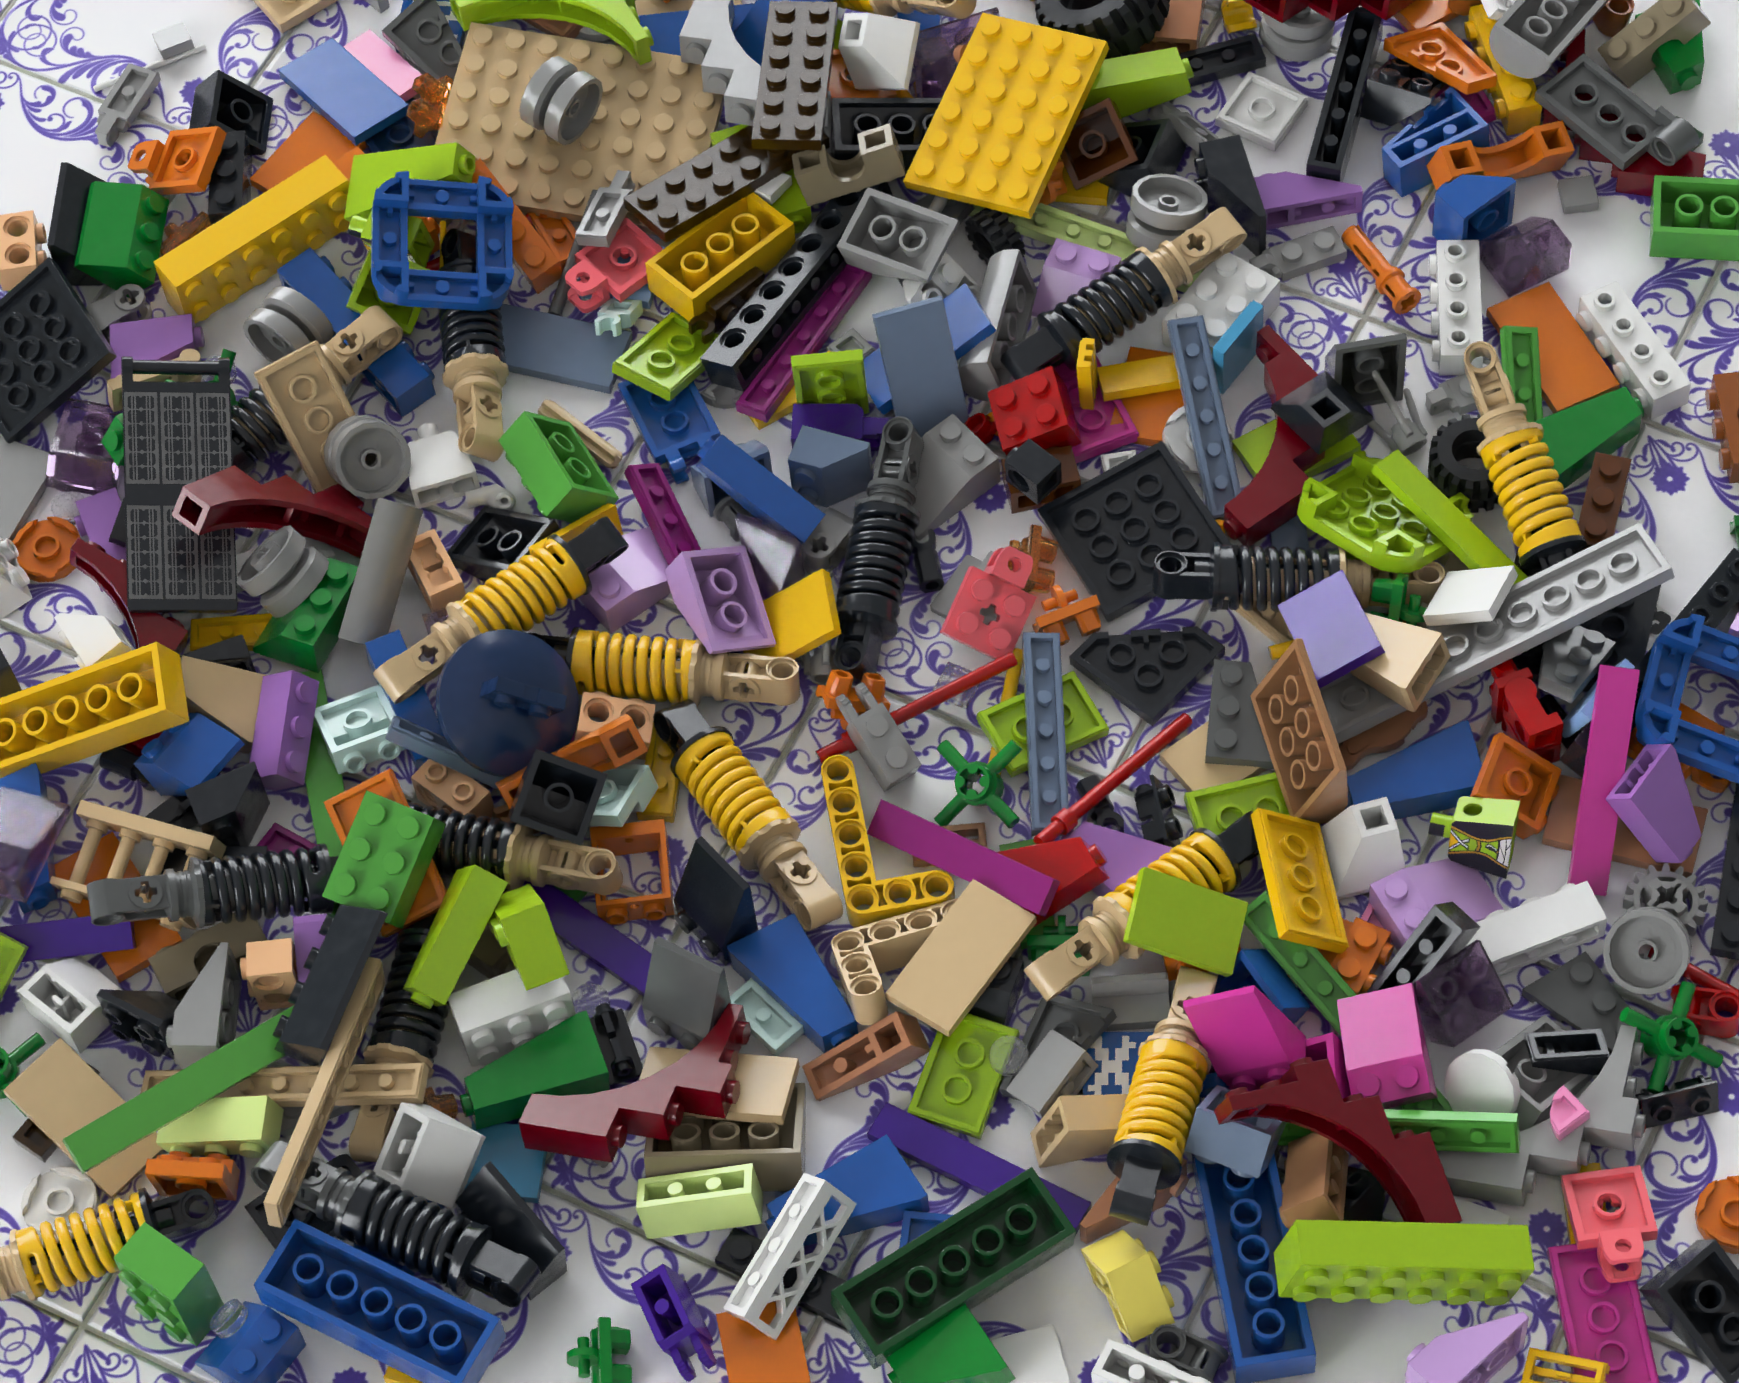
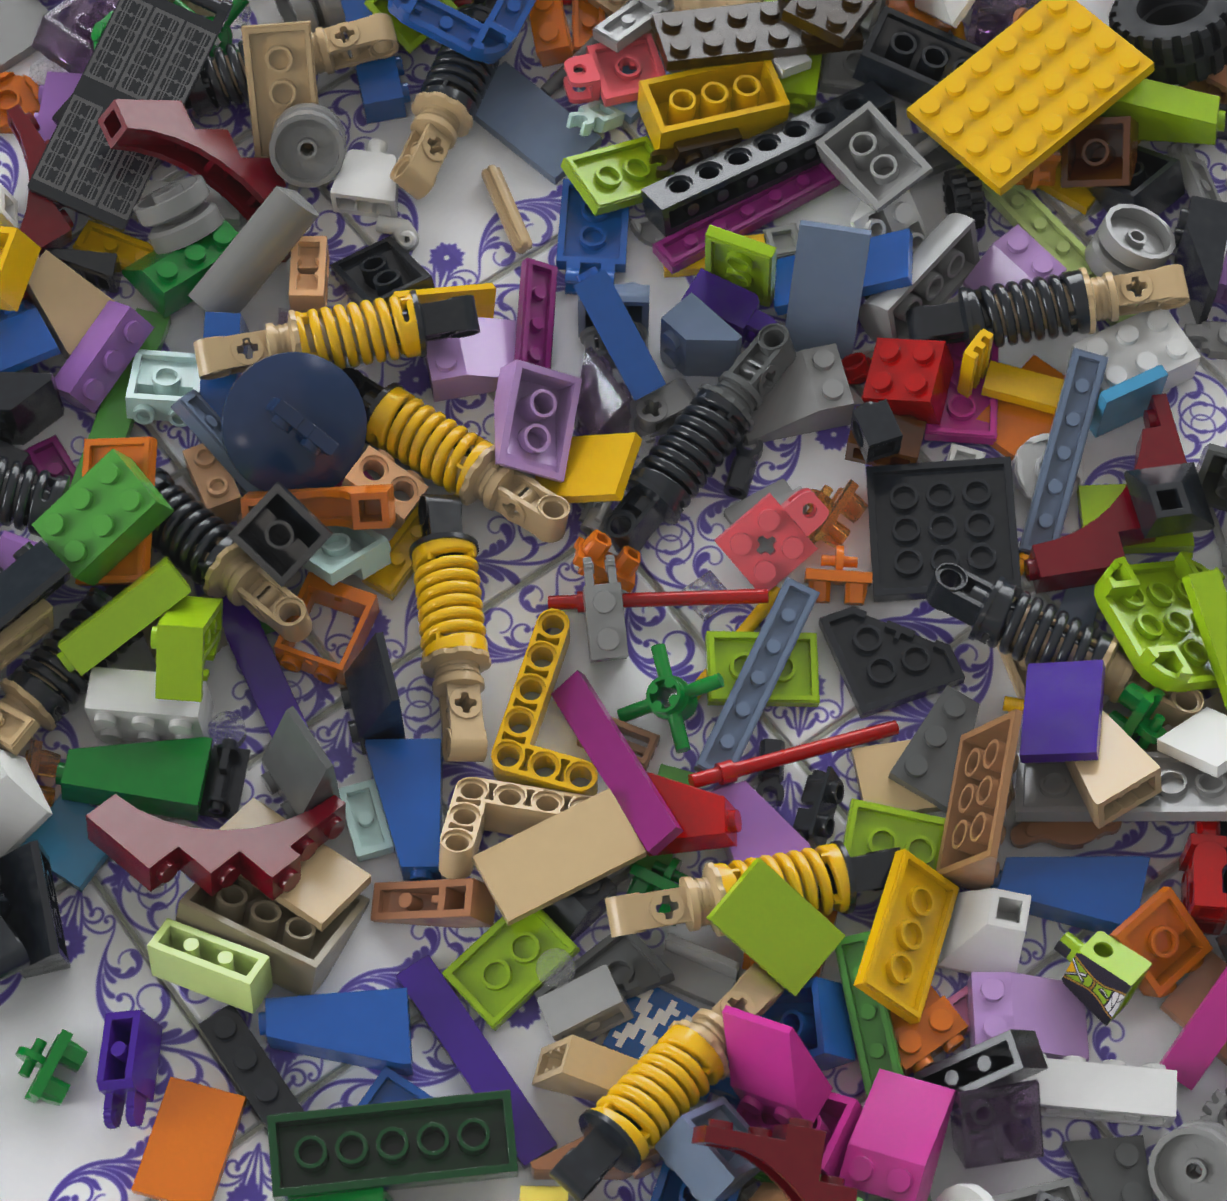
camera: 20 degrees right, 5 degrees up
(556, 467) = (463, 230): bright green brick -> none
(785, 1249) = (251, 1053): white fence -> none
(827, 178) = (839, 75): dark tan arch -> none

